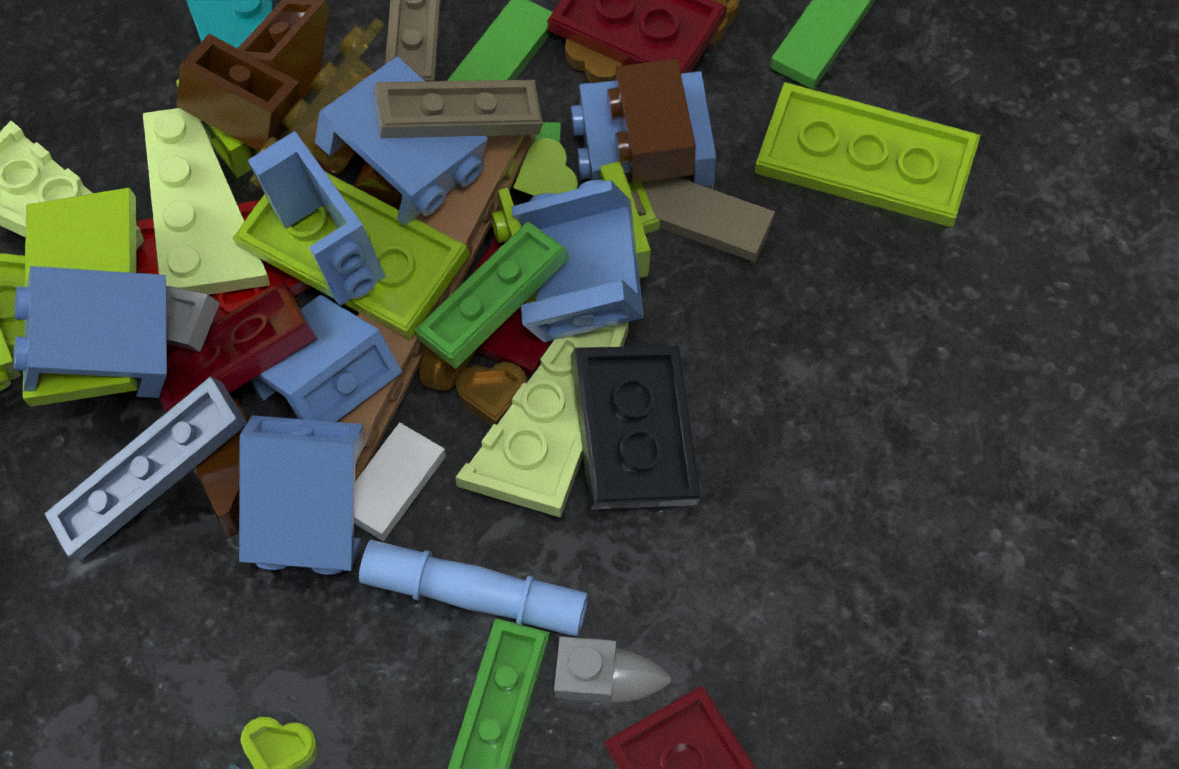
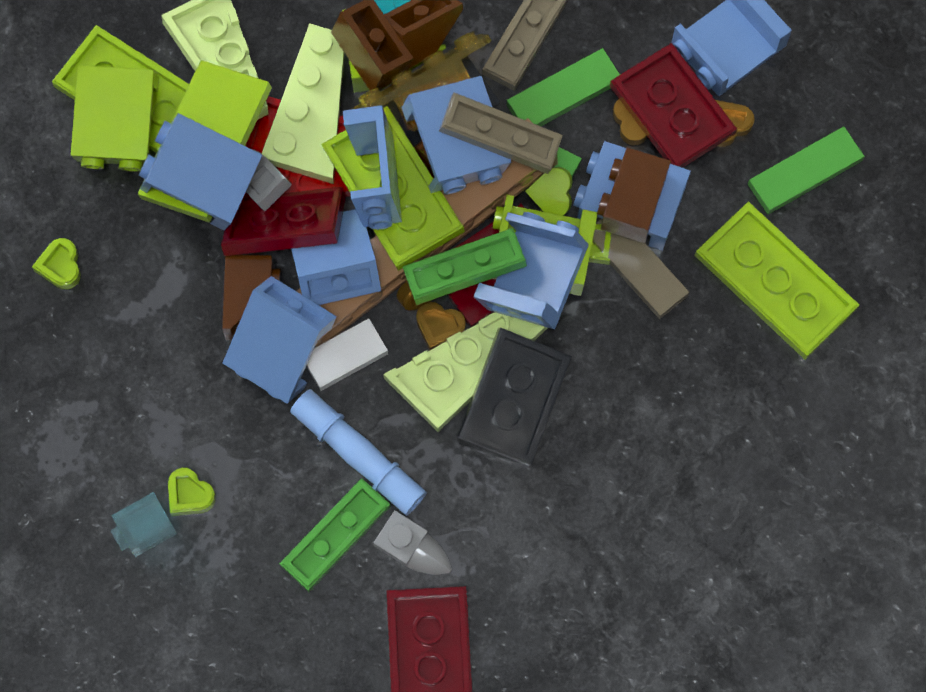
camera: 25 degrees right, 10 degrees up
(145, 468) = (193, 274): plate -> none

